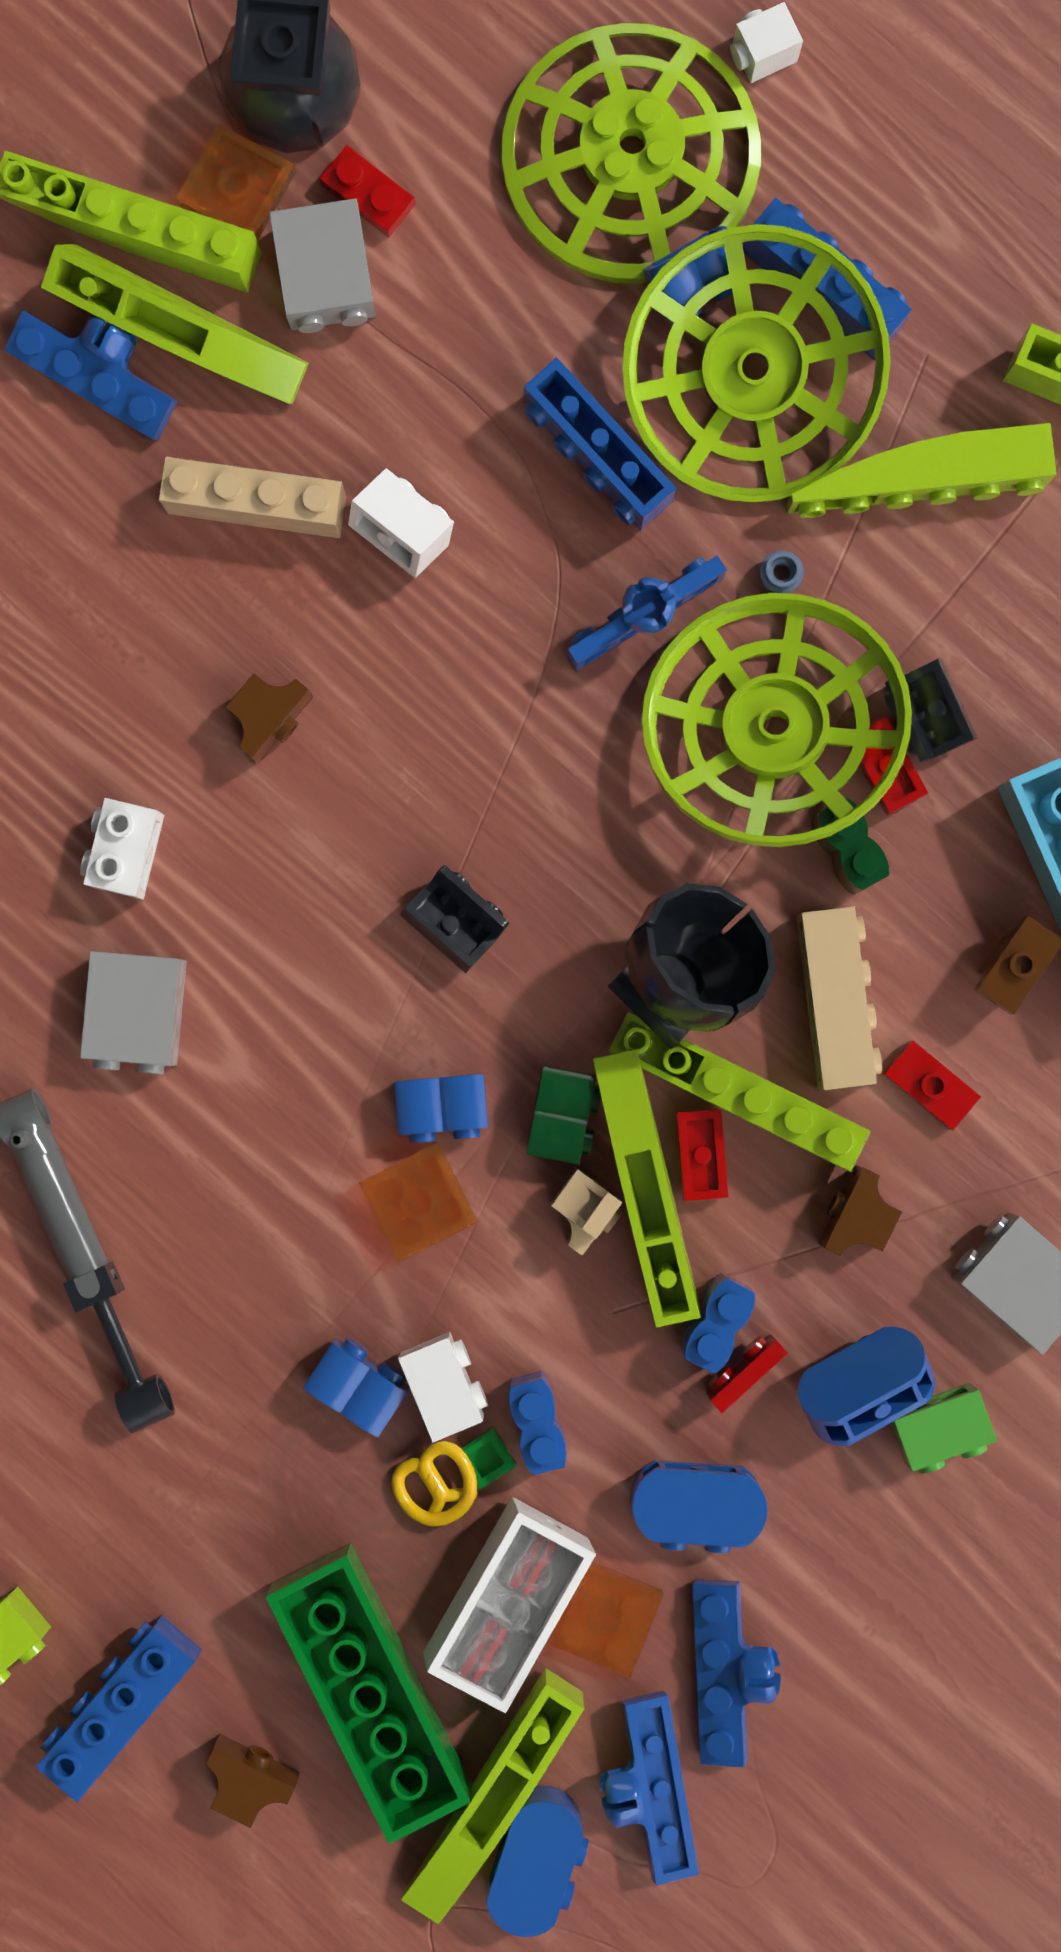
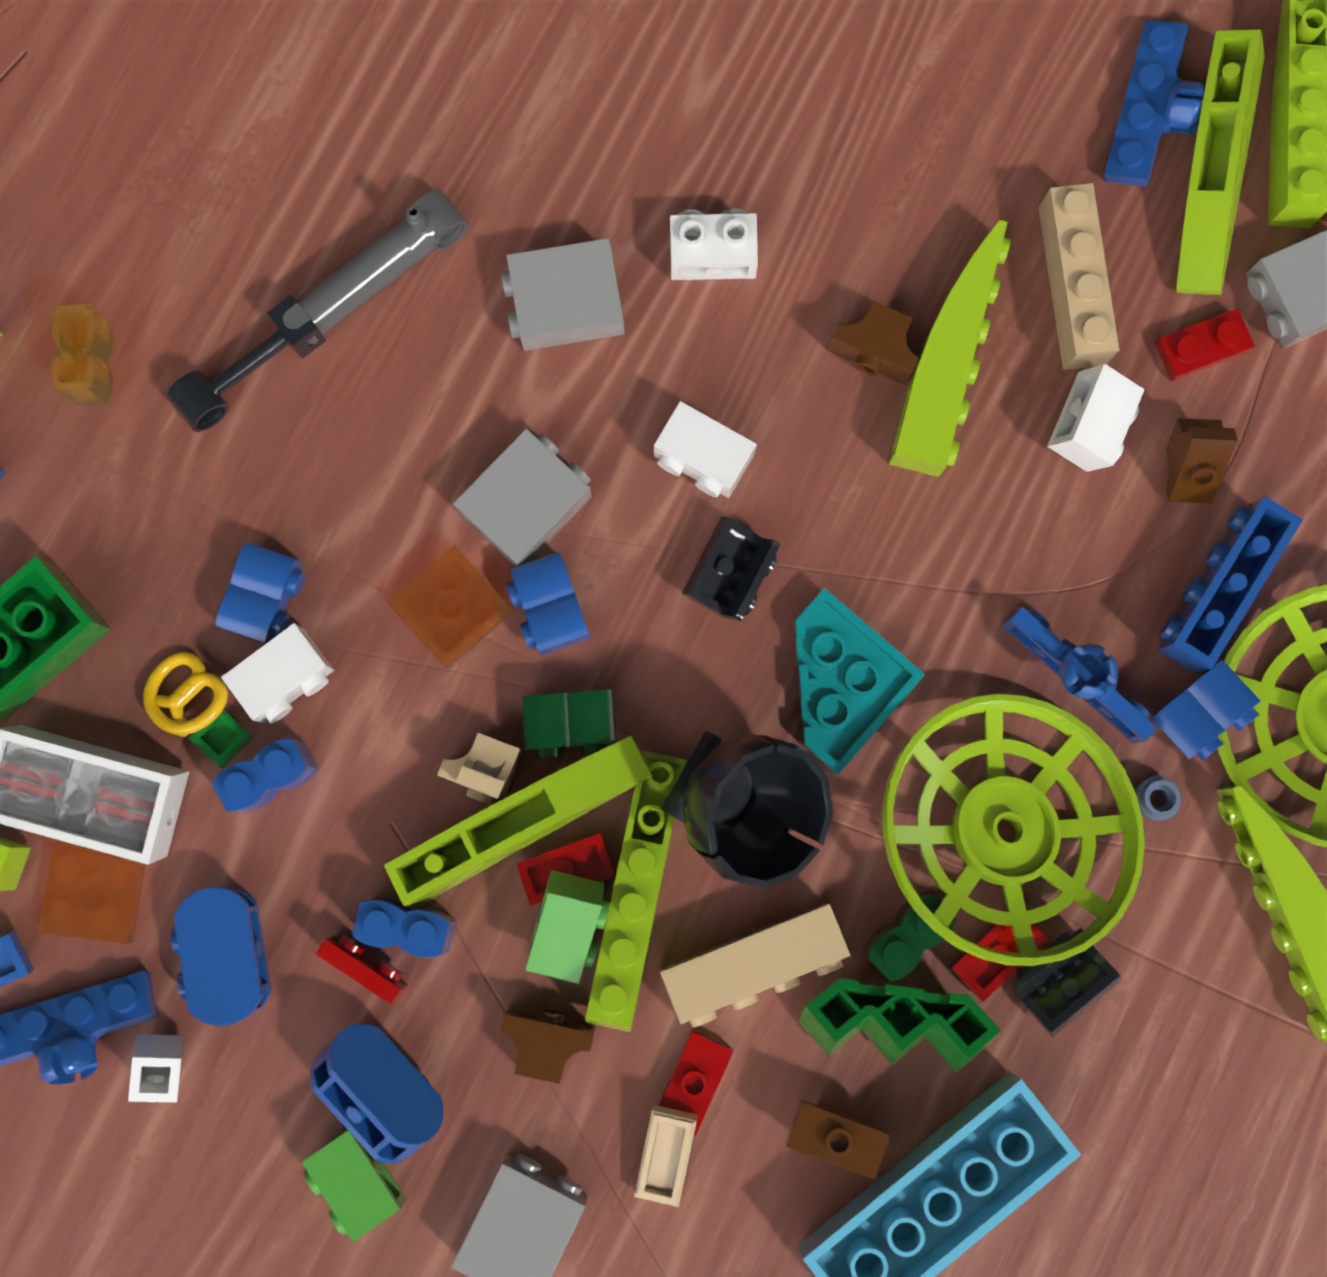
camera: 80 degrees right, 5 degrees down
(56, 1503) = (82, 354): none -> clear yellow brick
(305, 650) = (948, 364): none -> lime slope
(329, 1102) = (524, 497): none -> light grey brick
(331, 915) = (703, 451): none -> white brick
(352, 393) = (1204, 344): none -> red plate
(467, 436) = (1198, 459): none -> reddish brown brick
(591, 838) = (845, 680): none -> teal plate
(713, 503) = (1207, 711): none -> blue brick
(758, 1168) = (566, 927): none -> bright green brick
(789, 1590) = (156, 1068): none -> white brick
(925, 877) = (899, 1020): none -> green brick
(992, 1129) = (665, 1155): none -> tan tile

